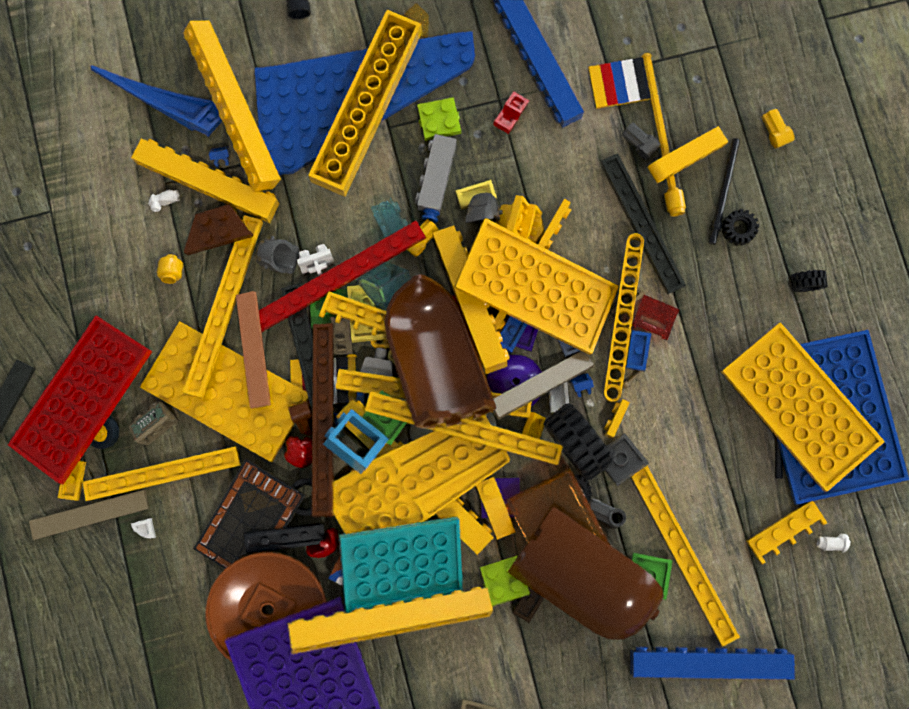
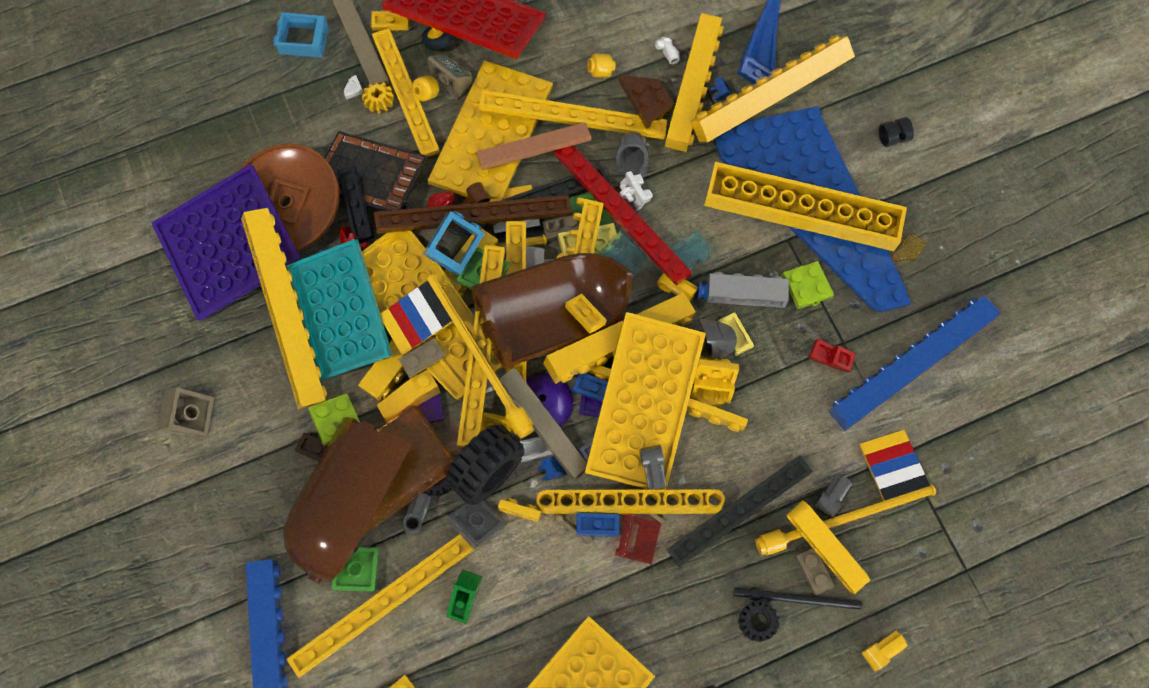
camera: 80 degrees right, 10 degrees down
(55, 572) = (306, 22): none -> dark azure window
(163, 451) = (425, 88): none -> yellow head
(163, 510) = (377, 97): none -> yellow gear
(424, 474) = (428, 312): none -> flag
(444, 326) = (585, 313): none -> yellow plate
(466, 487) = (422, 358): none -> dark tan plate
(593, 290) = (652, 462): none -> dark grey piece
(686, 479) = (463, 596): none -> green slope
(703, 171) = (814, 571): none -> dark tan plate

